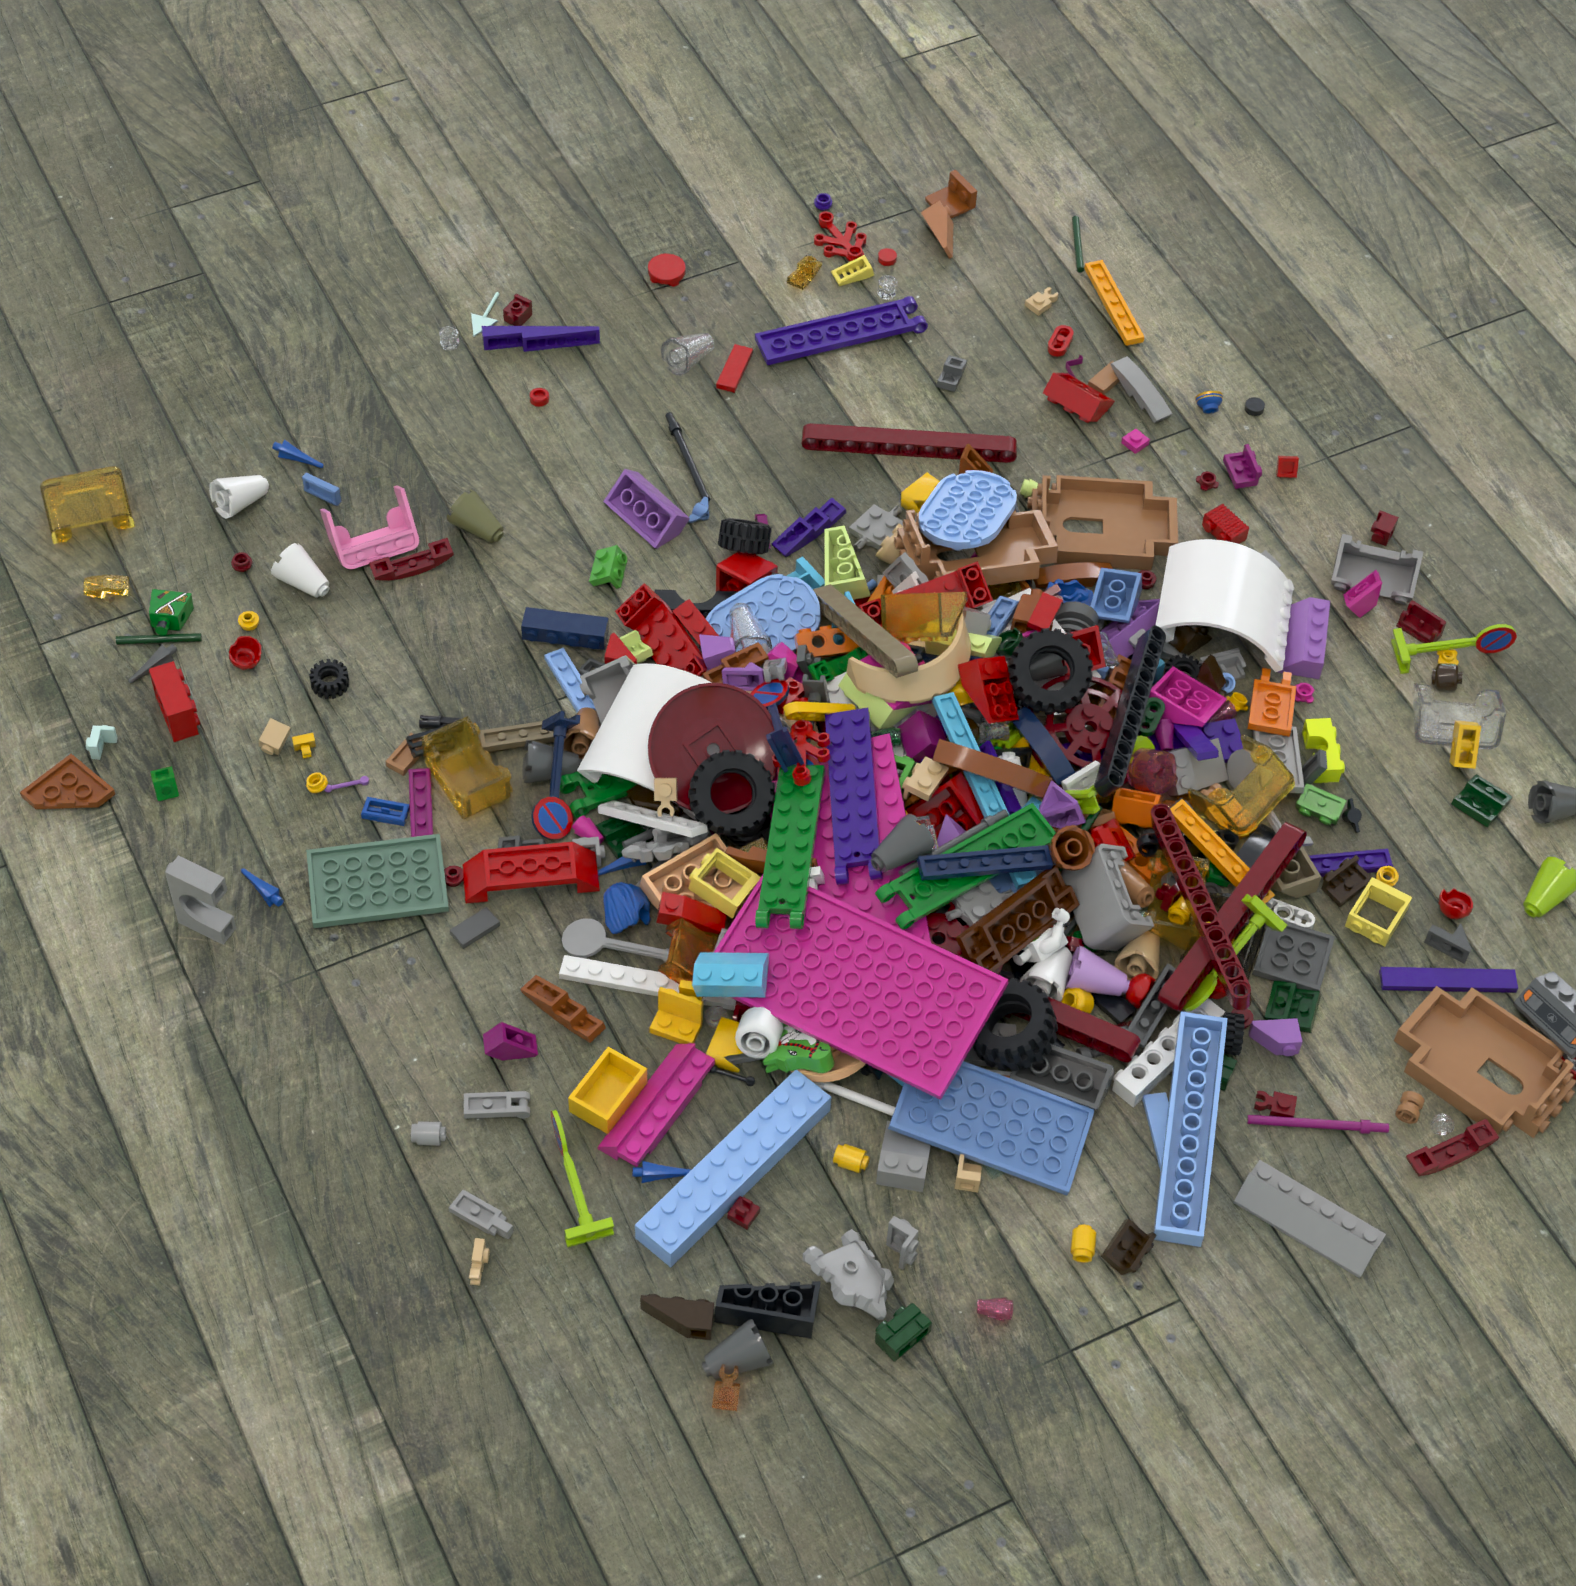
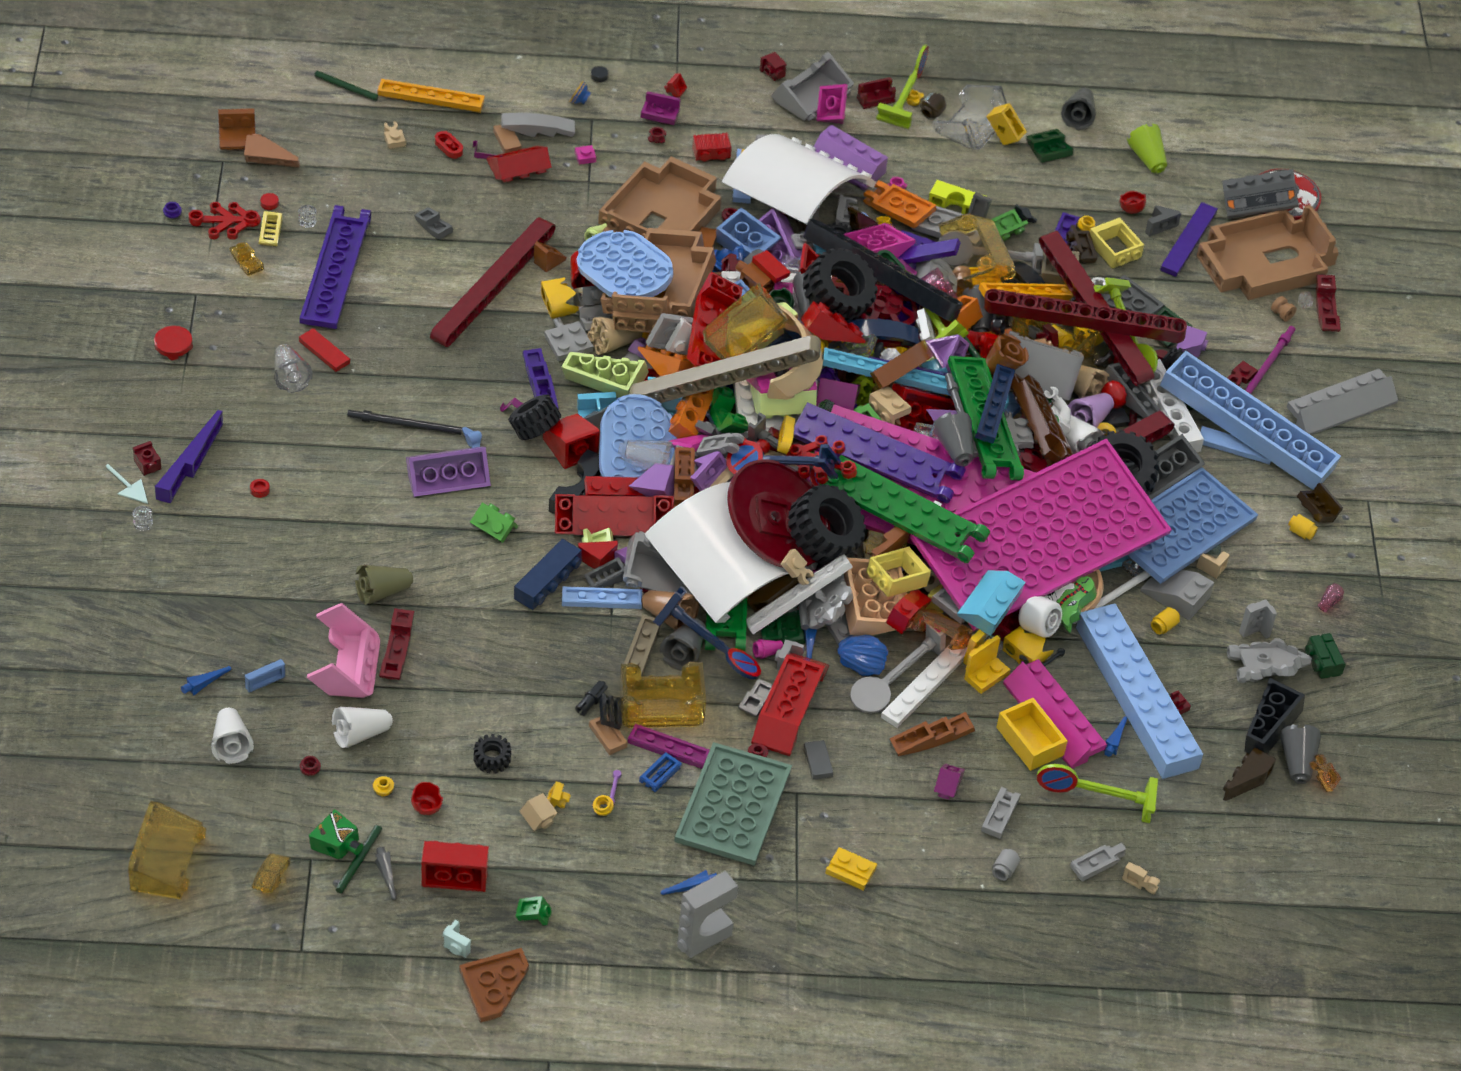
camera: 65 degrees left, 5 degrees down
(354, 1007) = (851, 868): none -> yellow plate

